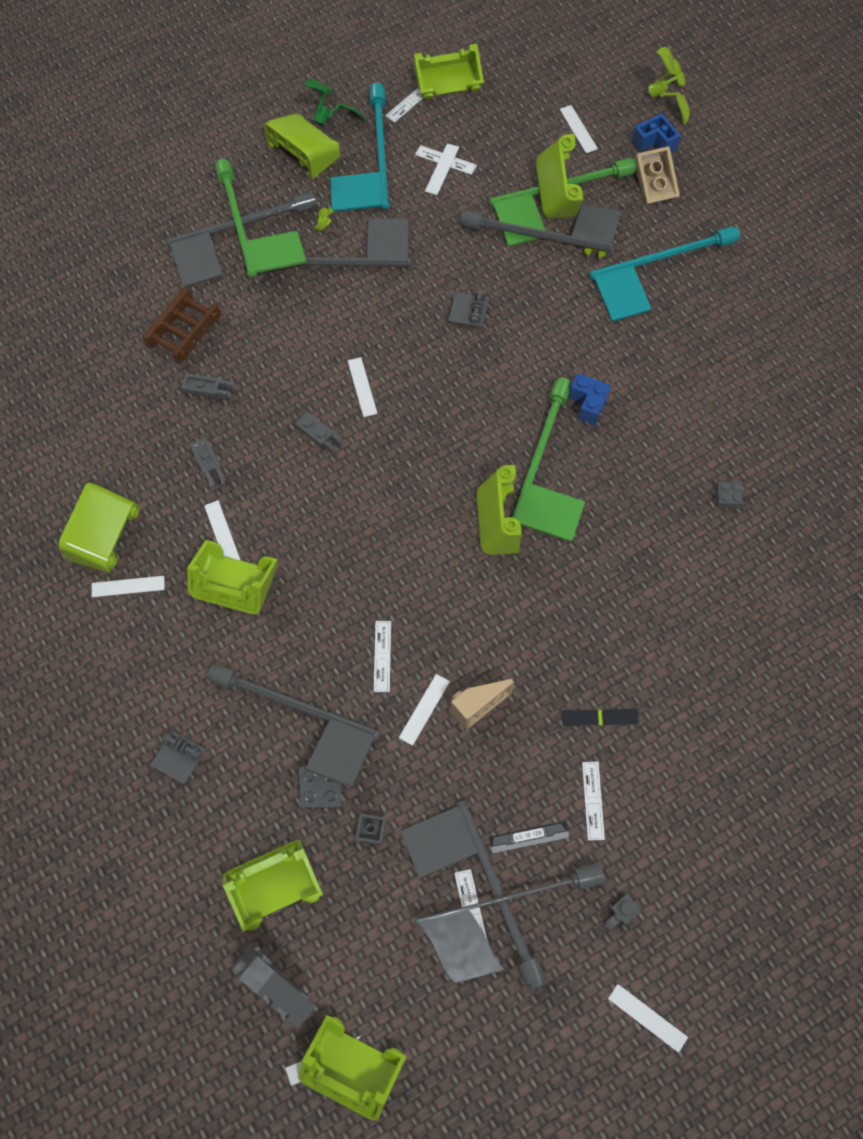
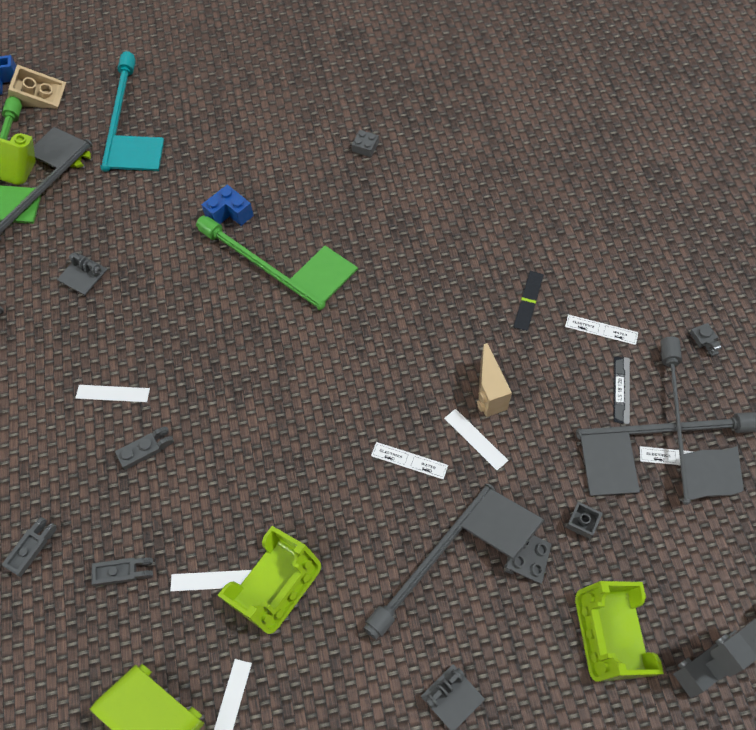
camera: 70 degrees left, 5 degrees down
(497, 533) = (310, 314): lime windscreen -> none

